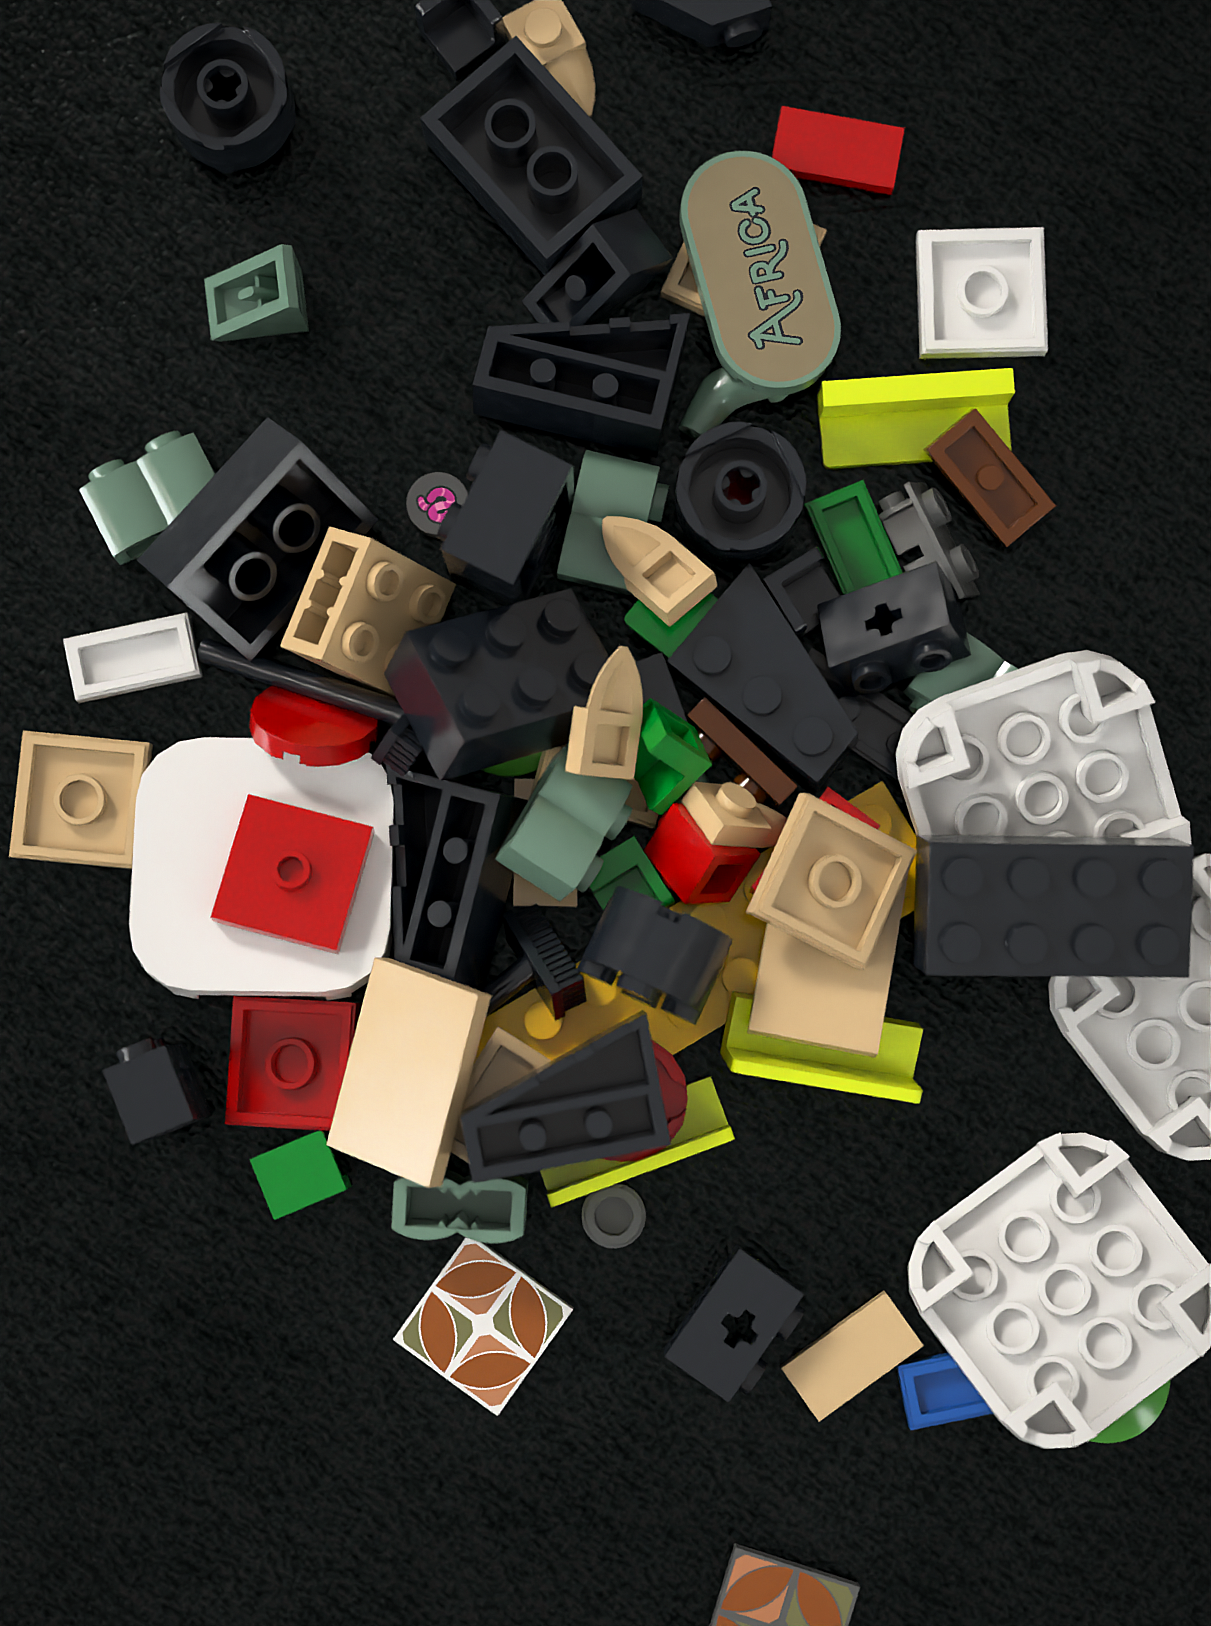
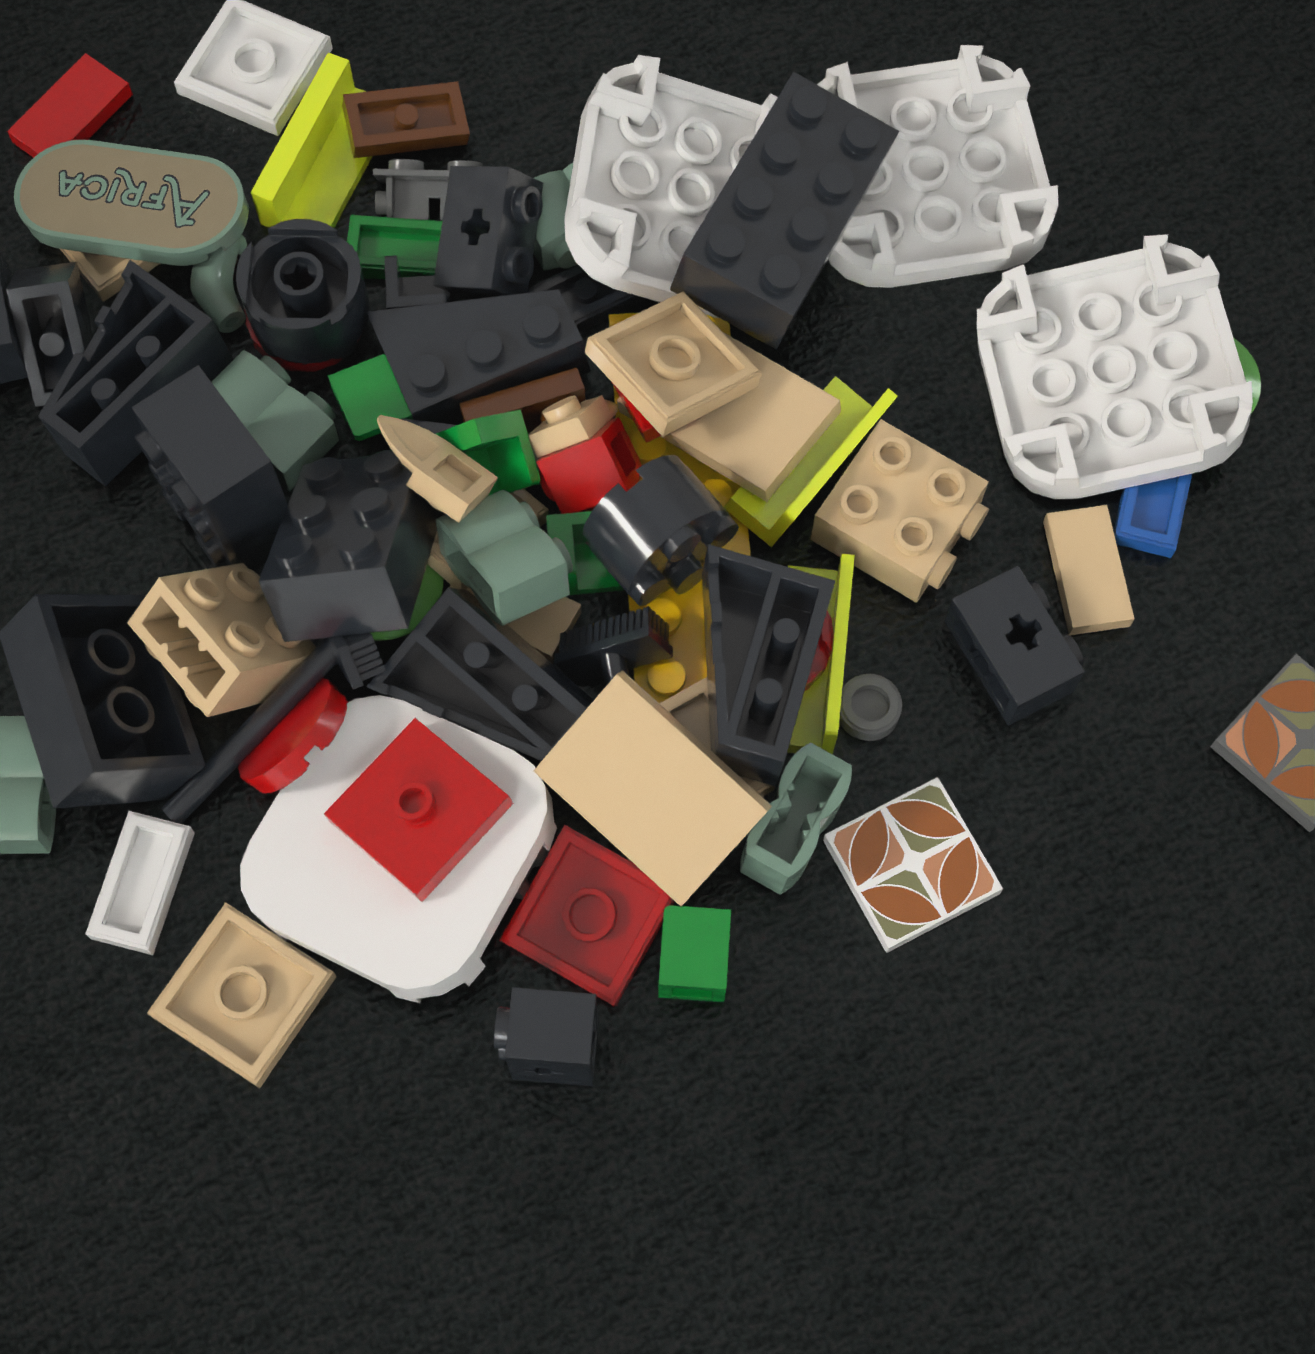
camera: 65 degrees left, 15 degrees down
(430, 500) = (165, 551): dark grey tile -> none
(656, 567) = (327, 379): tan plate -> none
(810, 1160) = (901, 511): none -> tan brick

